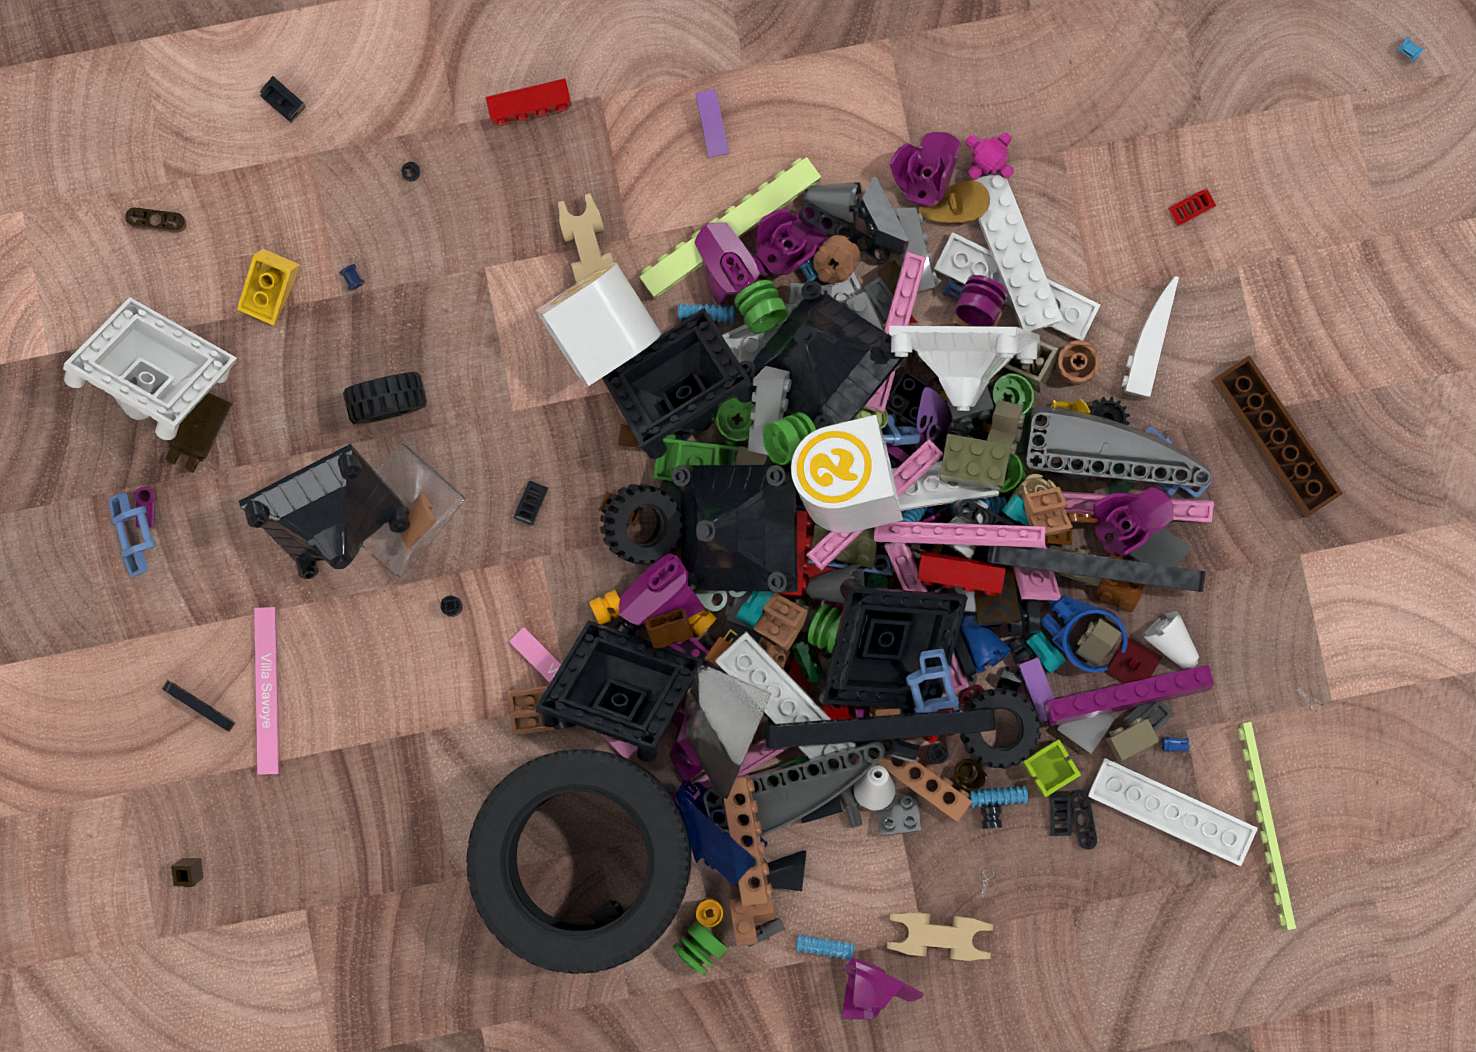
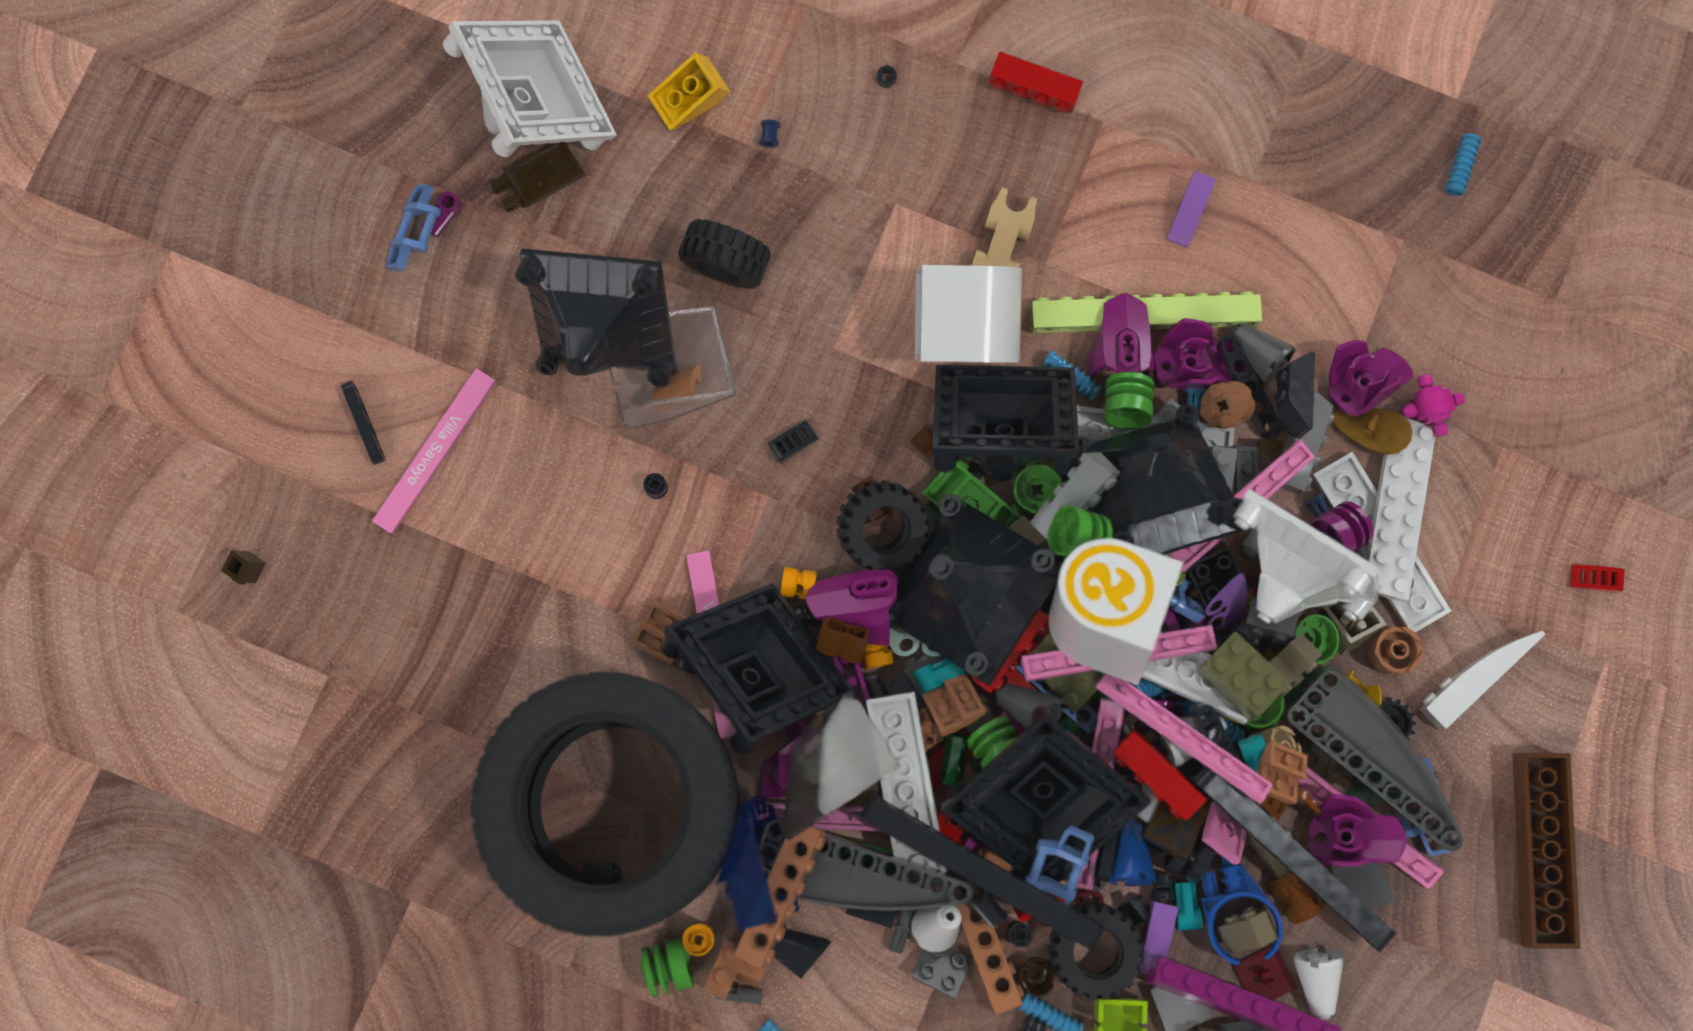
camera: 30 degrees right, 5 degrees down
(719, 647) = (878, 690): dark orange piece -> none

